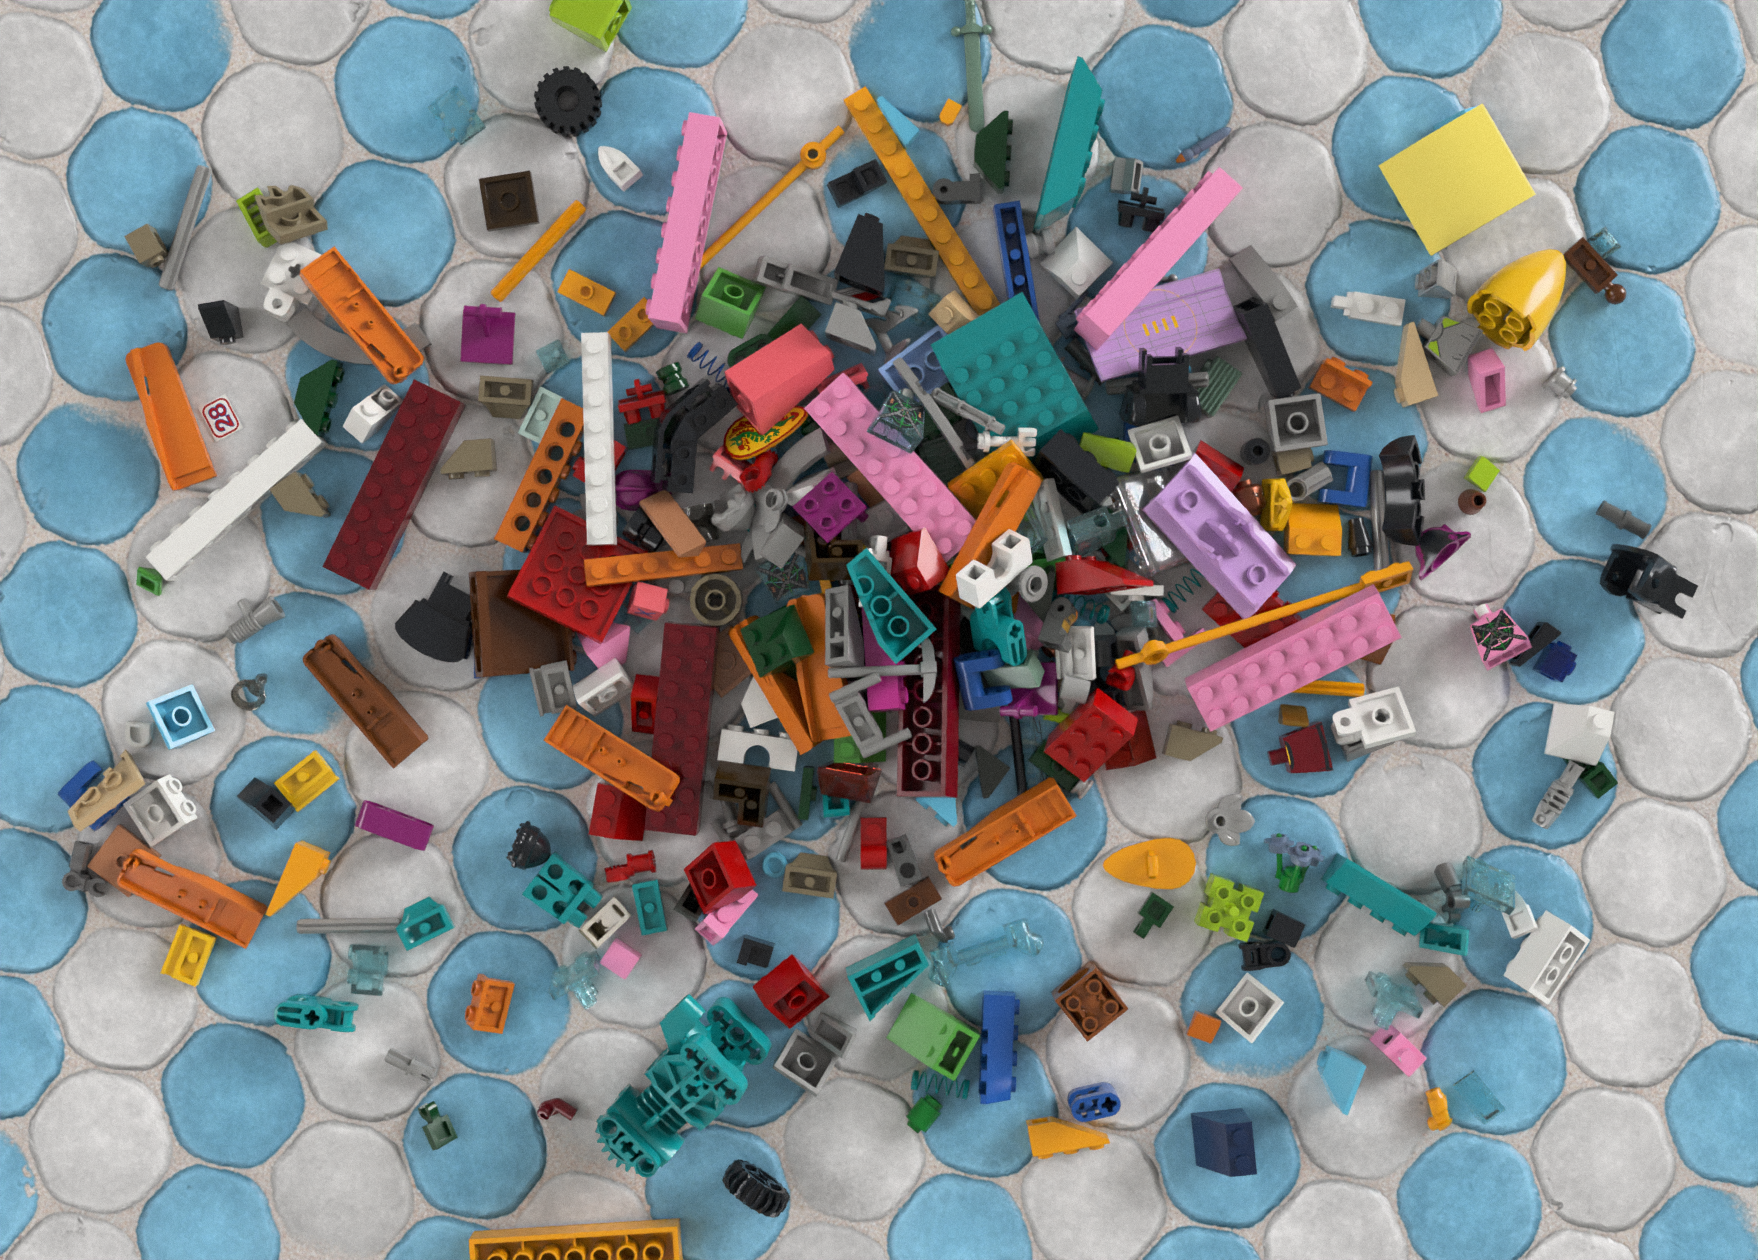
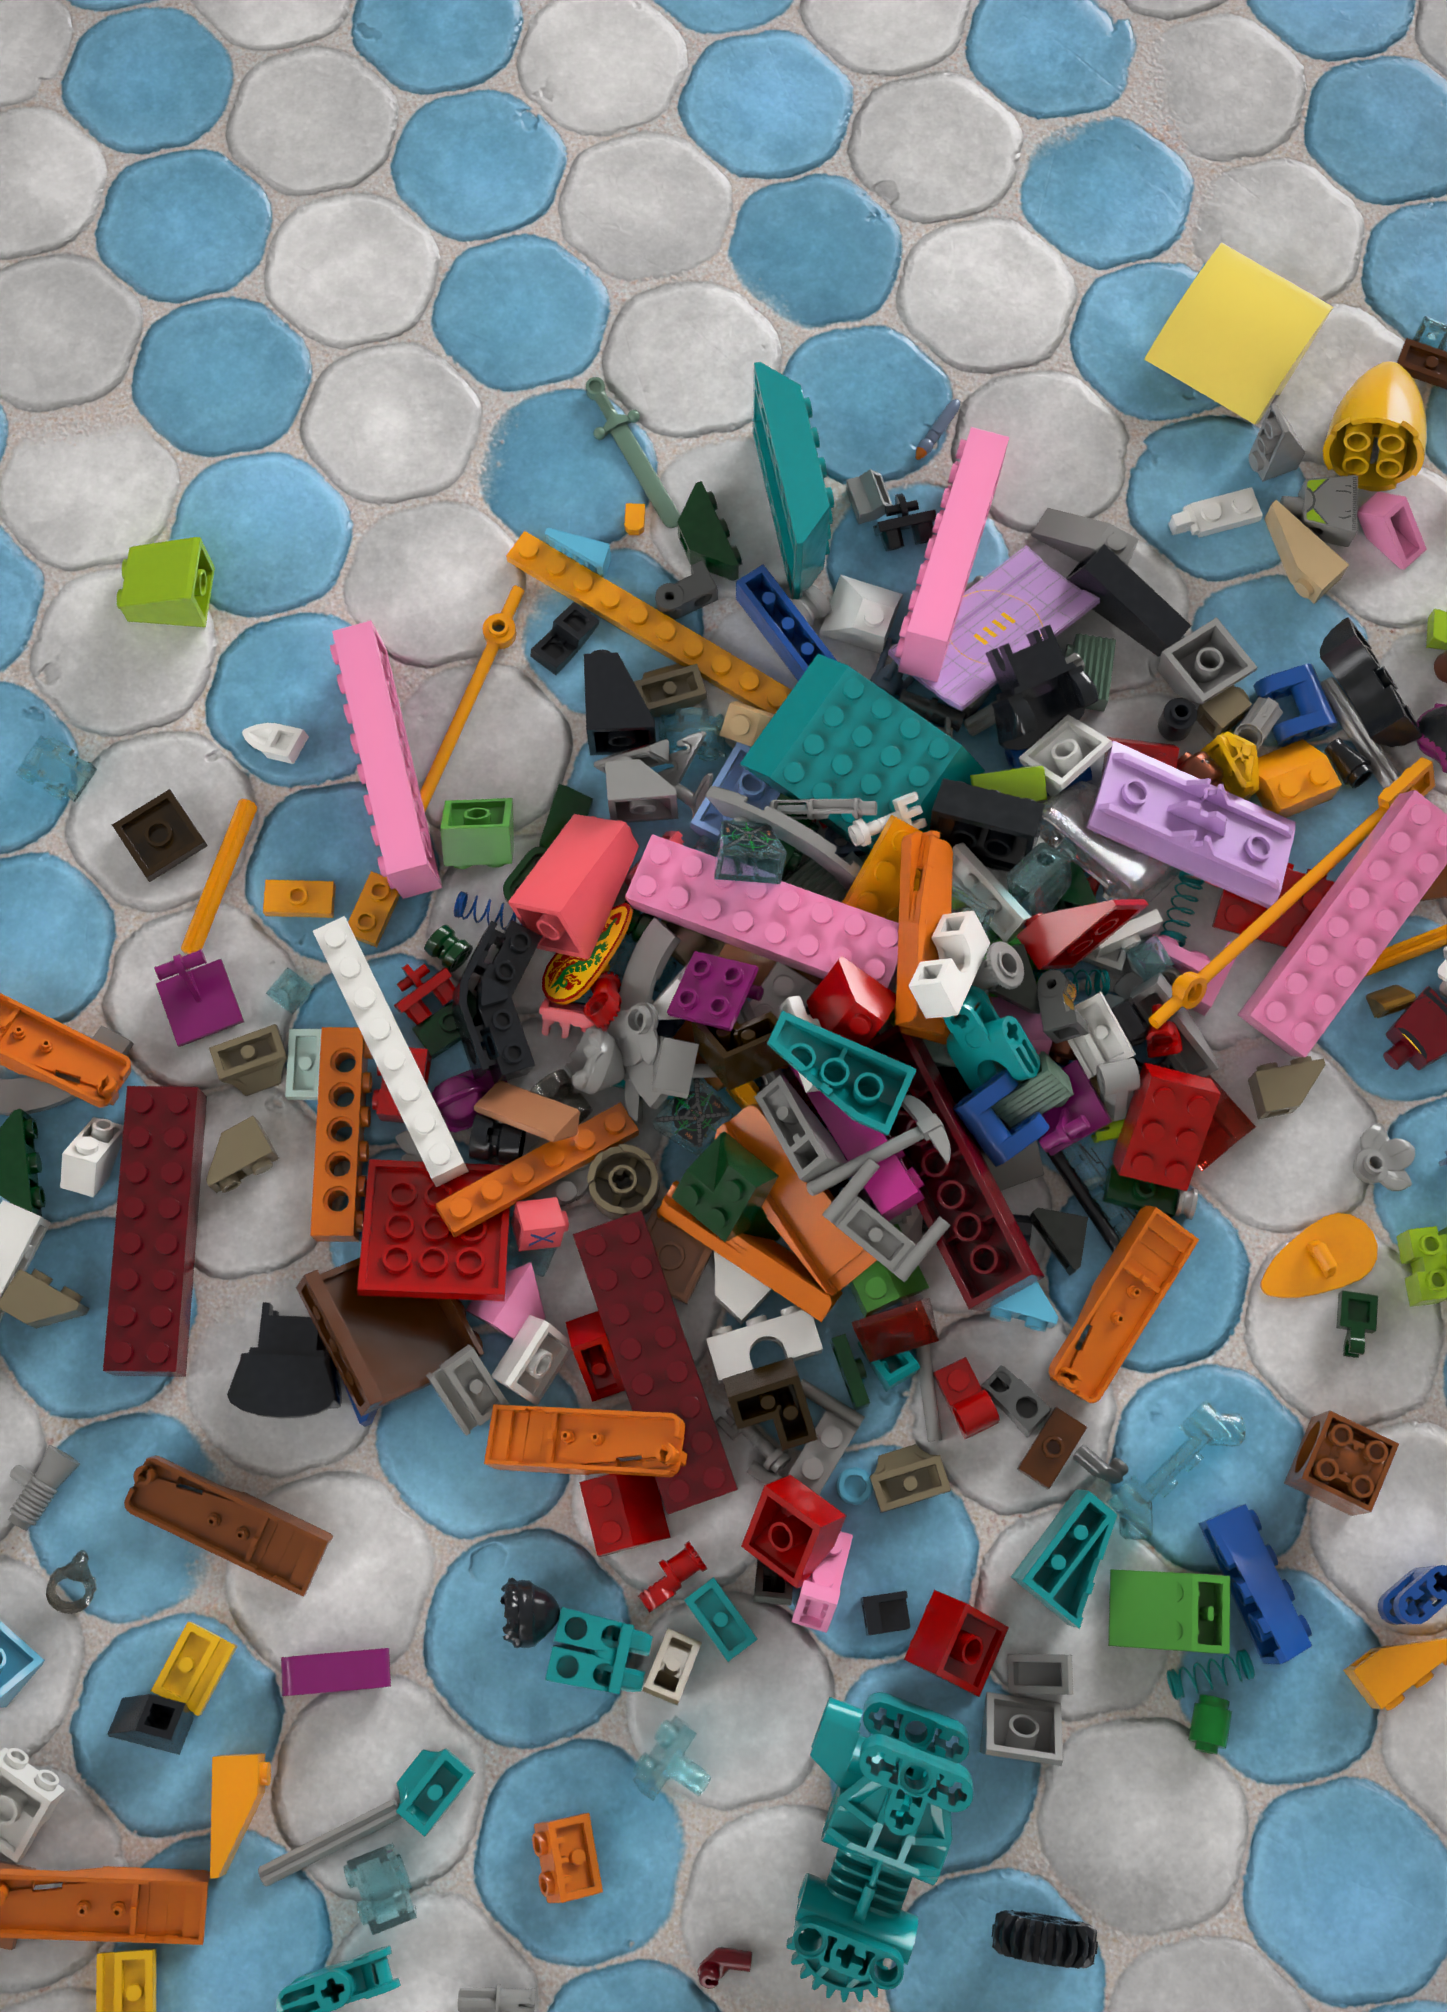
camera: 30 degrees left, 15 degrees down
(568, 121) = (191, 715): black tyre -> none
(620, 958) = (714, 1707): bright pink panel -> none
(794, 280) = (542, 772): light grey slope -> none
(1340, 383) = (1235, 604): orange bracket -> none

